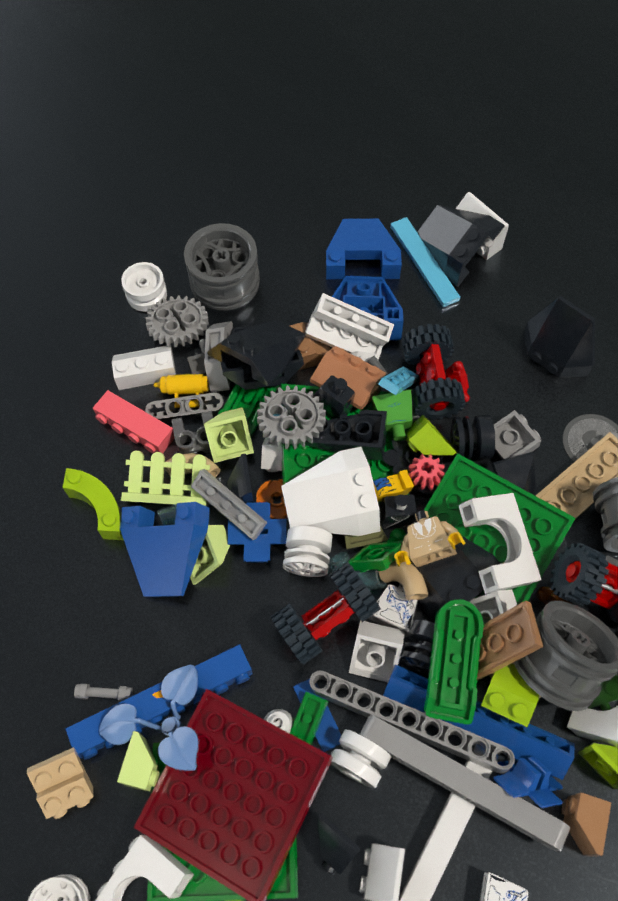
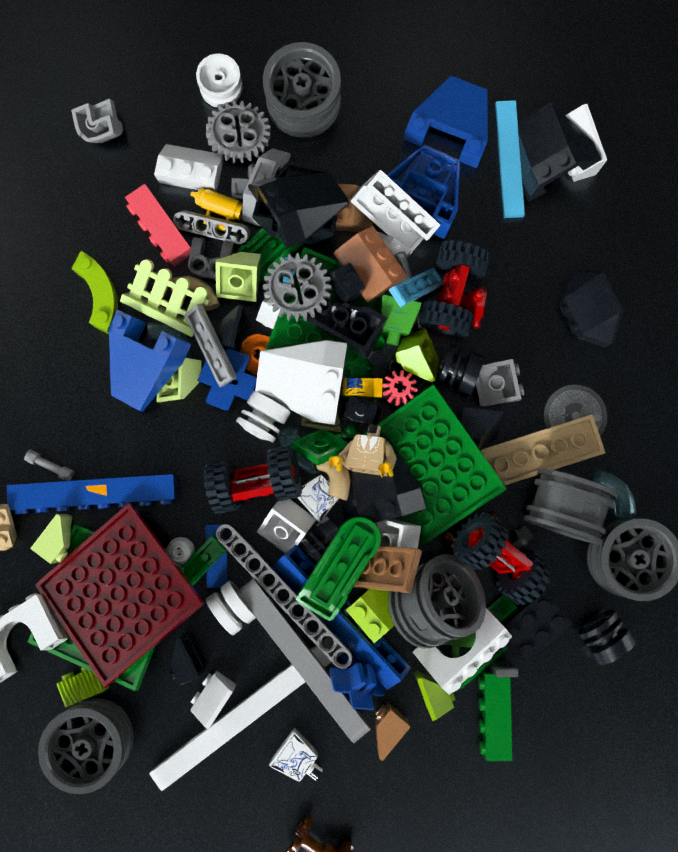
camera: 20 degrees right, 20 degrees up
(43, 357) = (97, 122): none -> light grey brick
(182, 743) = (88, 543): medium blue plant -> none
(503, 514) = (436, 510): white arch -> none

